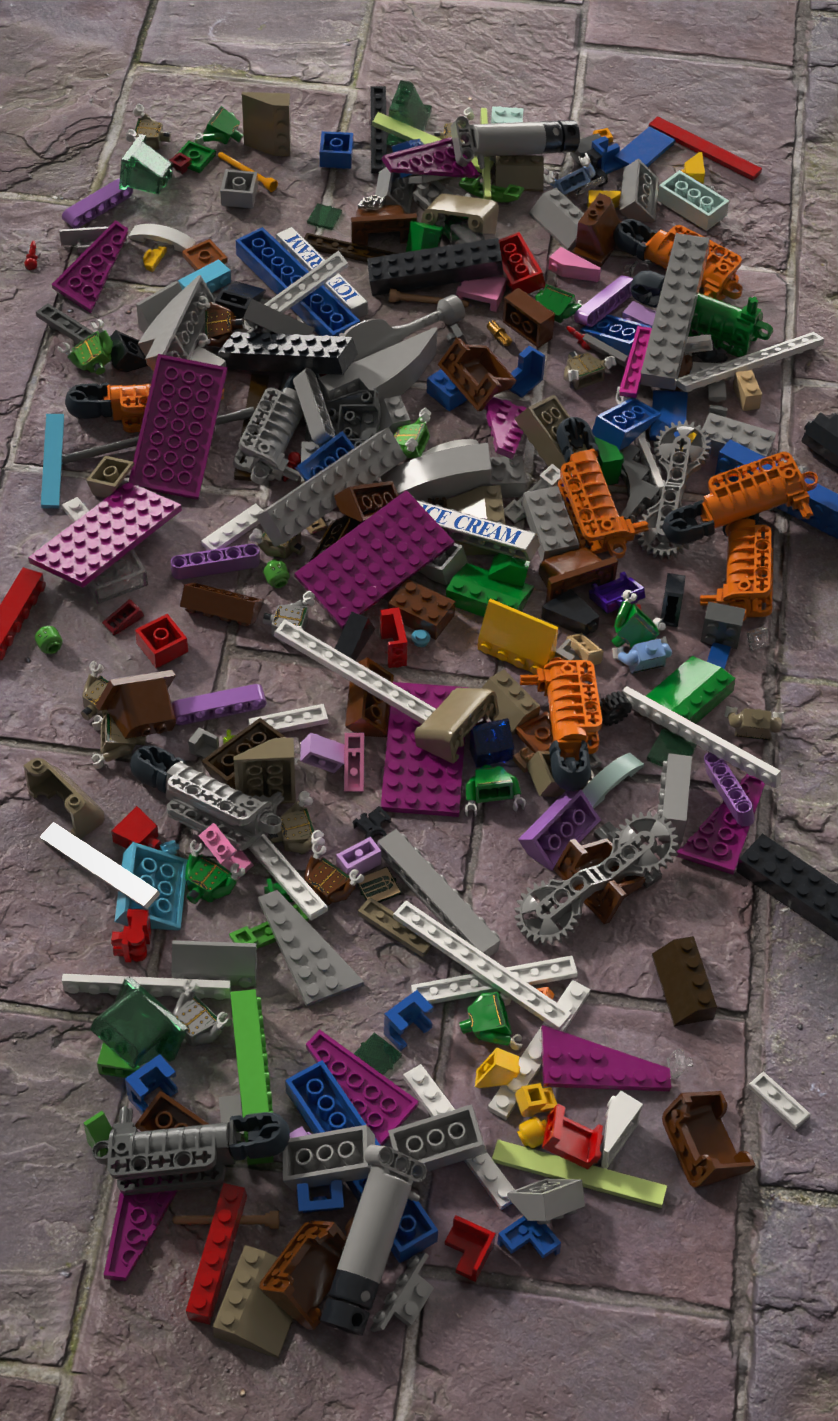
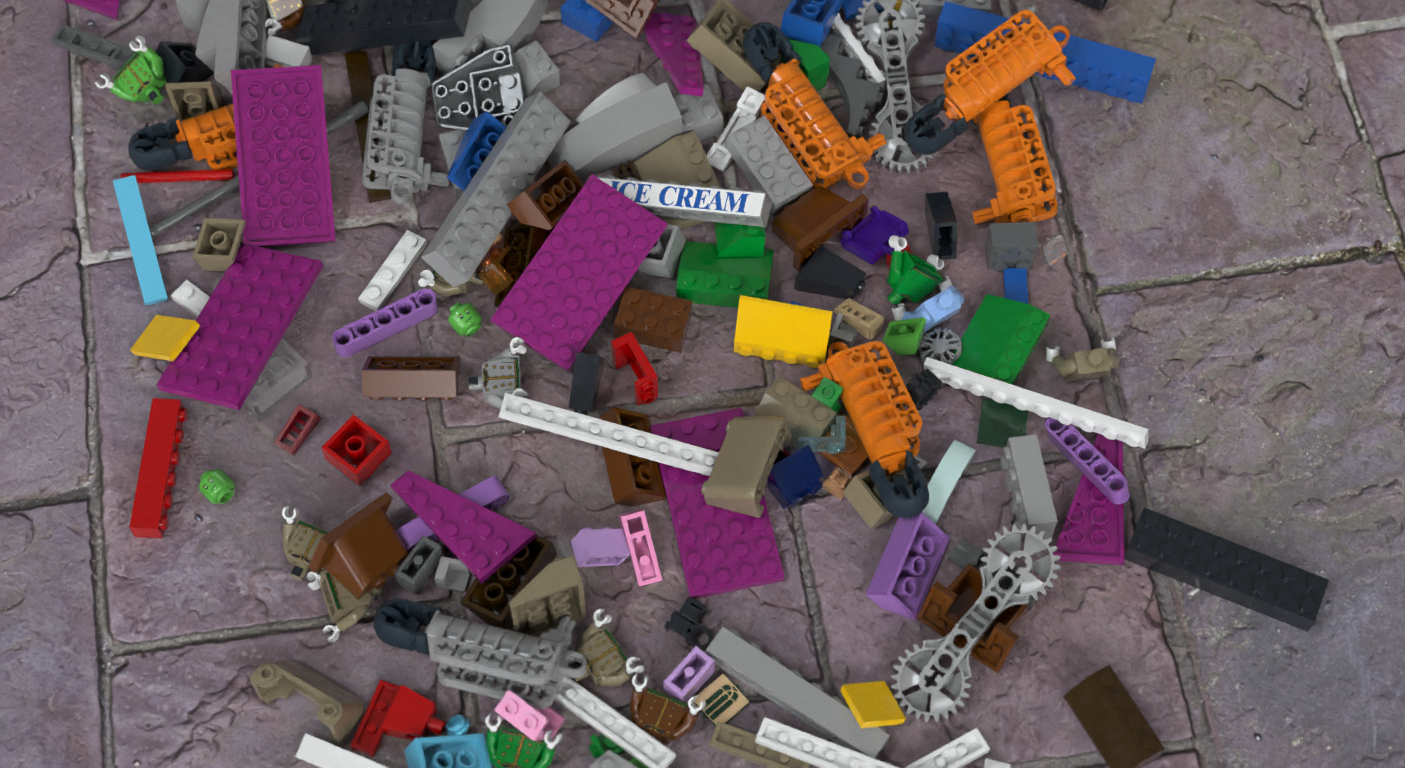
camera: 15 degrees left, 10 degrees up
(46, 529) = (165, 337): none -> yellow tile
(99, 427) = (181, 176): none -> red piece
(102, 835) = (370, 729): none -> red tile
(126, 371) = (194, 98): none -> dark tan slope
(179, 730) = (419, 565): none -> dark grey brick
(224, 712) = (467, 529): none -> magenta wing
(294, 460) = (434, 157): red bar -> none
(296, 718) = (553, 507): white plate -> none
(309, 547) = (493, 273): none -> clear orange bracket
(313, 407) = (440, 86): light grey beam -> none
(414, 437) = (569, 90): bright green torso -> none
(420, 638) = (663, 356): medium azure plate -> none
(492, 785) = (812, 532): green torso -> none
(495, 915) = (872, 704): none -> yellow tile
(526, 726) = (832, 444): none -> clear light blue bracket
(537, 690) = (828, 394): none -> green bracket
(615, 667) = (905, 335): none -> bright green slope
(642, 684) = (940, 346): none -> light grey wheel

